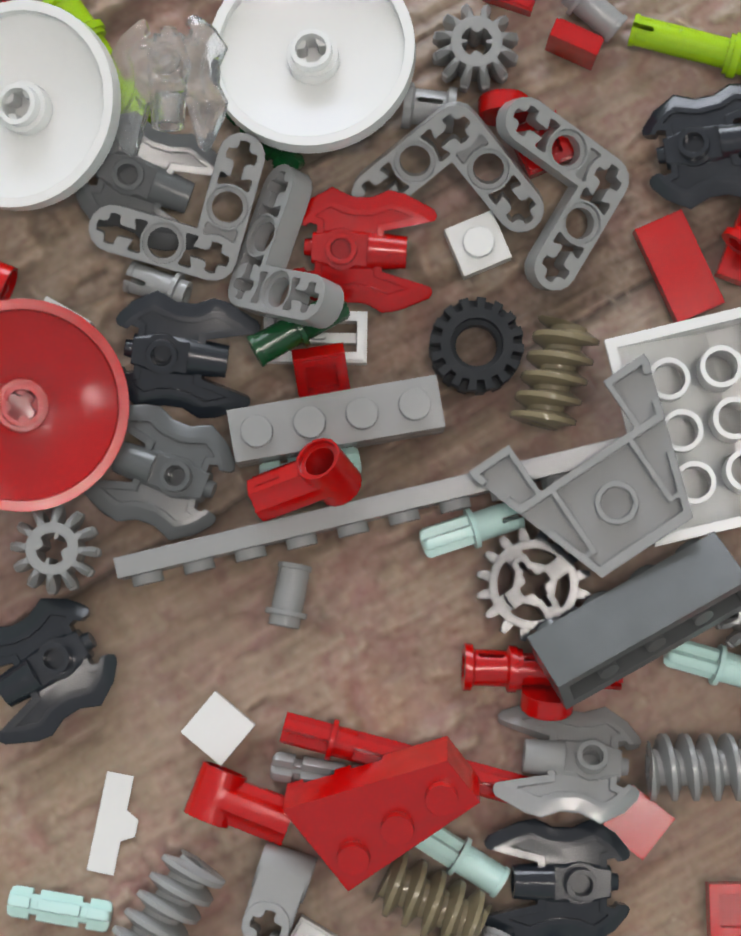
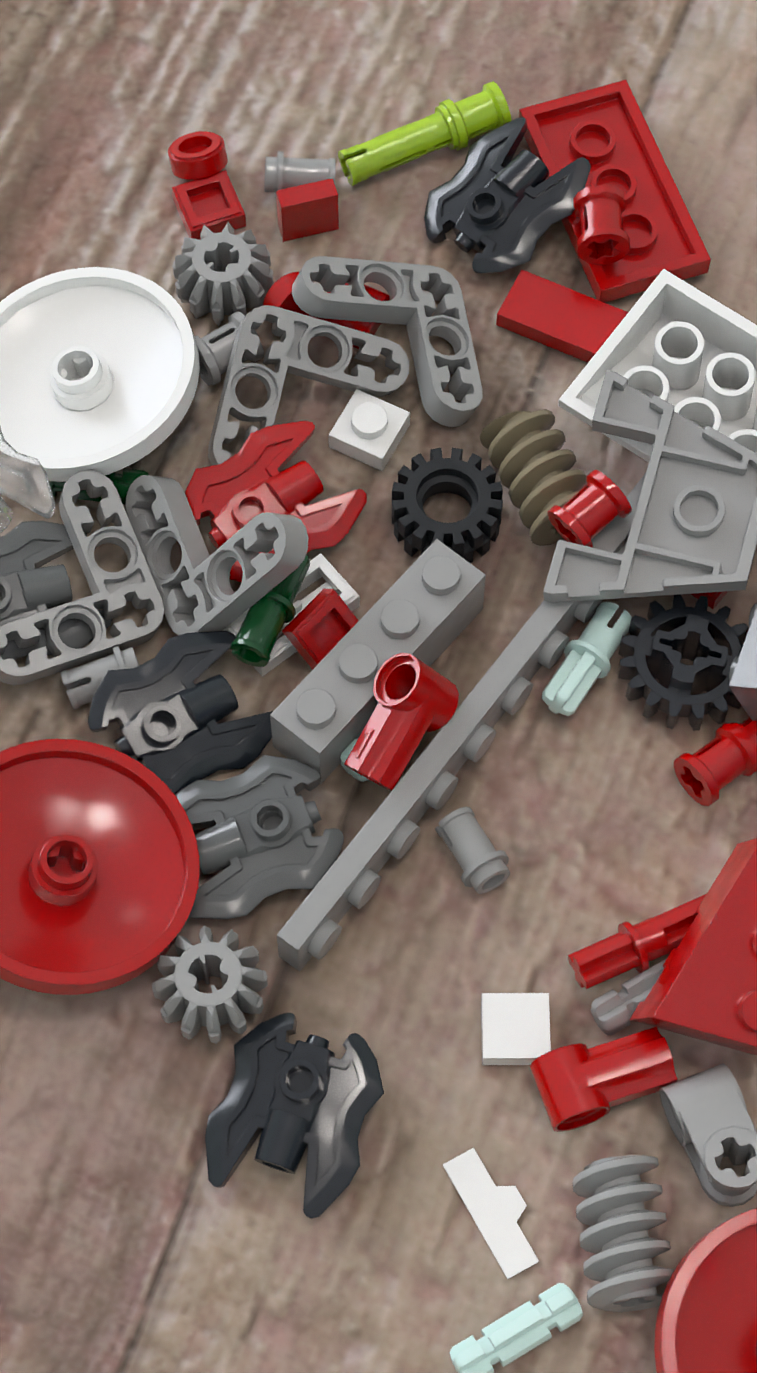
camera: 40 degrees left, 20 degrees down
(548, 440) = (590, 510): none -> red bush

